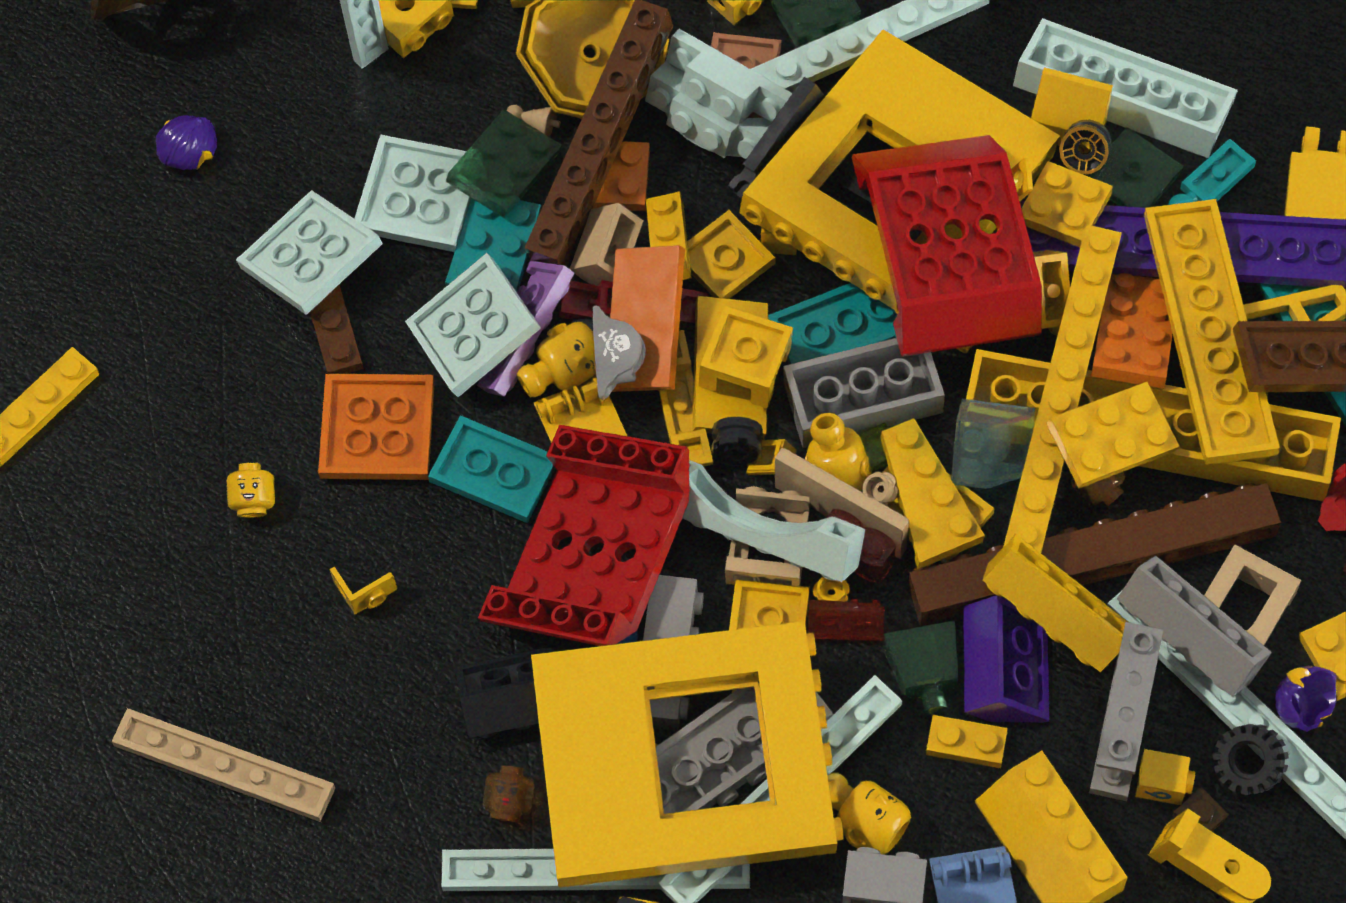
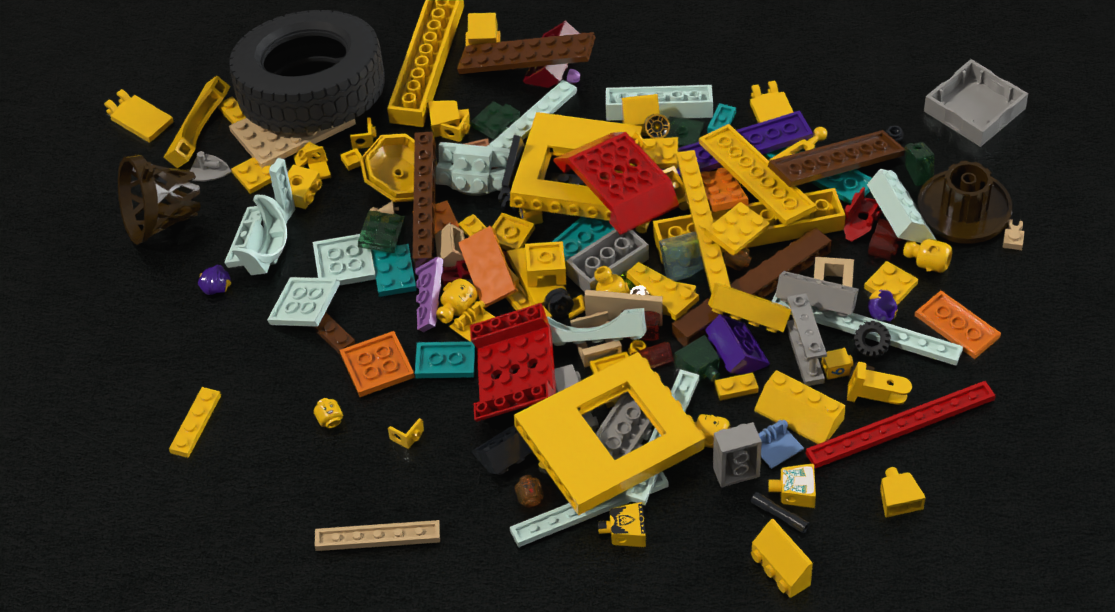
camera: 25 degrees left, 15 degrees down
(284, 103) = (258, 246): none -> light aqua piece
(472, 325) = (403, 300): light aqua plate -> none
(617, 352) = (483, 280): light grey hat -> none

